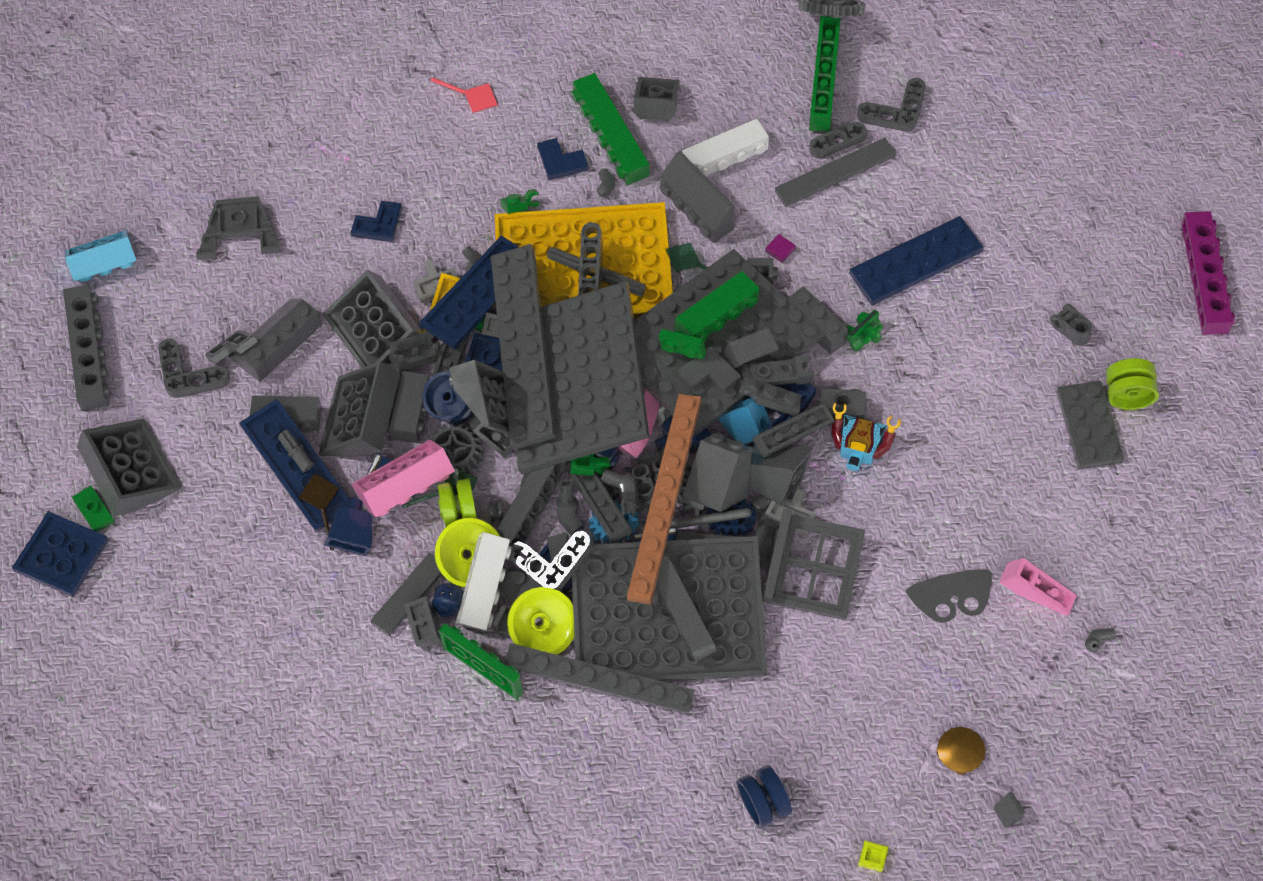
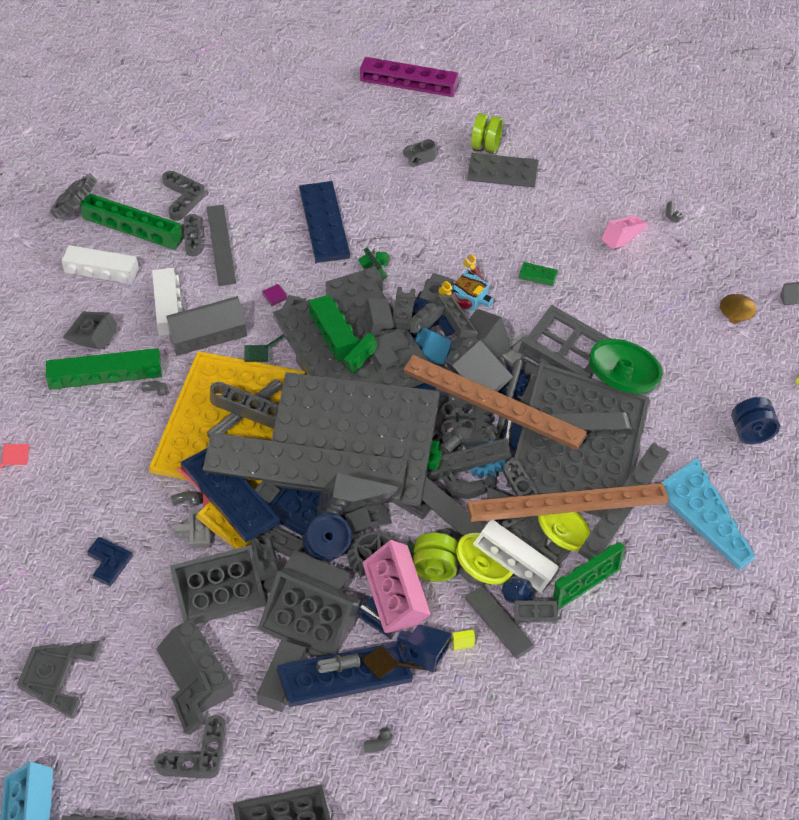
camera: 75 degrees left, 10 degrees down
(236, 523) = (380, 743): none -> dark grey arm
(373, 563) = (463, 639): none -> neon yellow tile
(517, 203) = (146, 449): green plate -> none
(558, 613) = (566, 502): none -> nougat plate
(559, 164) = (115, 417): dark blue tile -> none
(627, 762) = (704, 510): none -> medium azure wing
(753, 71) = (100, 264): none -> white brick
(801, 635) = (625, 366): none -> green dish
(922, 508) = (538, 274): none -> green plate
(938, 590) = (605, 288): dark grey piece -> none

